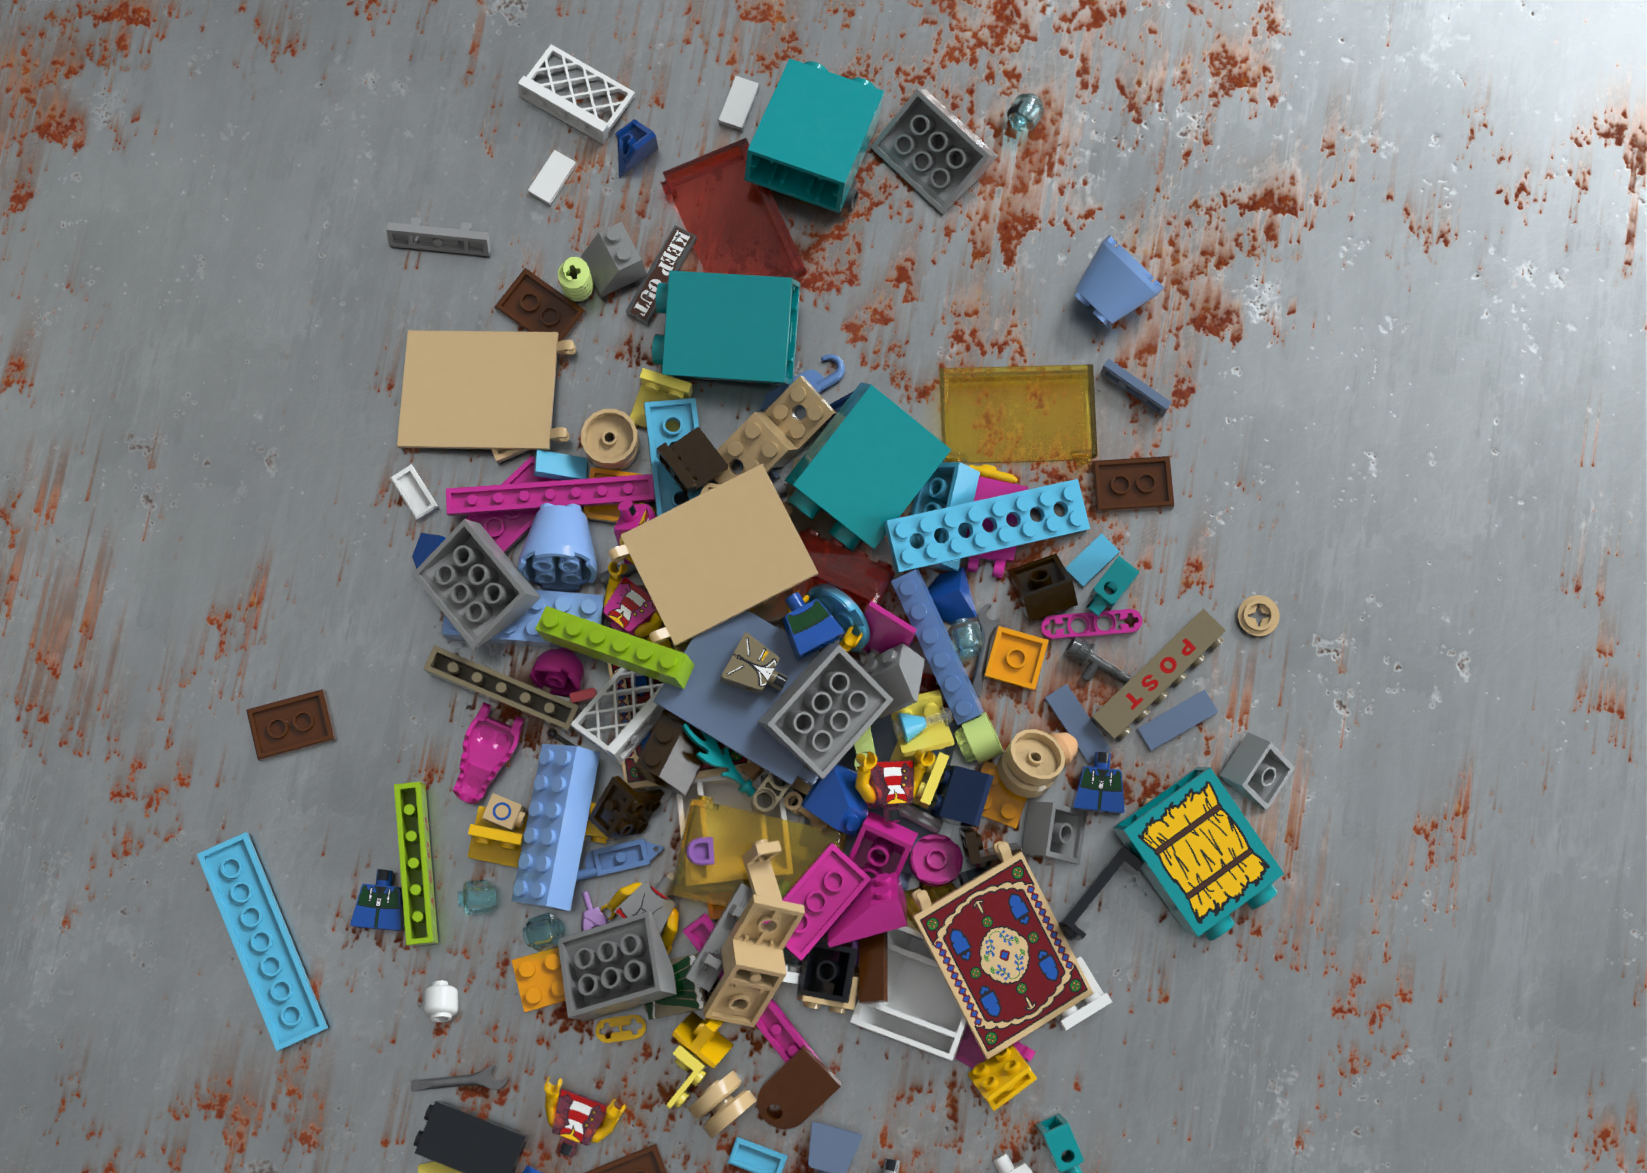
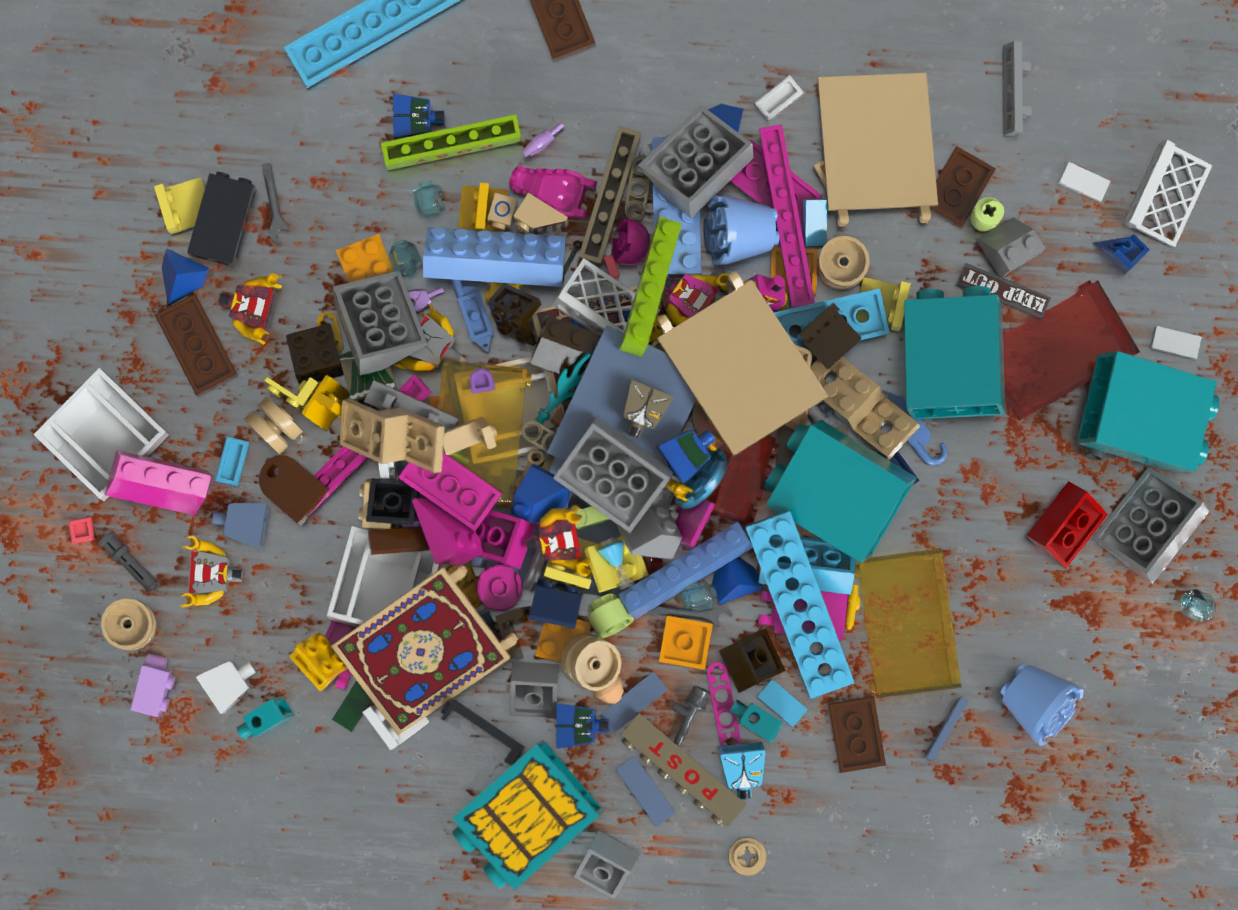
camera: 80 degrees right, 5 degrees up
(427, 760) = (541, 141): none -> lavender hand
(440, 1002) = (337, 178): white head -> none
(508, 666) = (632, 199): none -> dark tan beam
(516, 771) = (538, 217): none -> tan slope
(643, 1048) = (314, 353): none -> dark brown bracket
(924, 236) = (1067, 524): none -> red slope
(1056, 1043) = (352, 707): none -> dark green tile
(1160, 608) = (743, 766): none -> medium azure torso

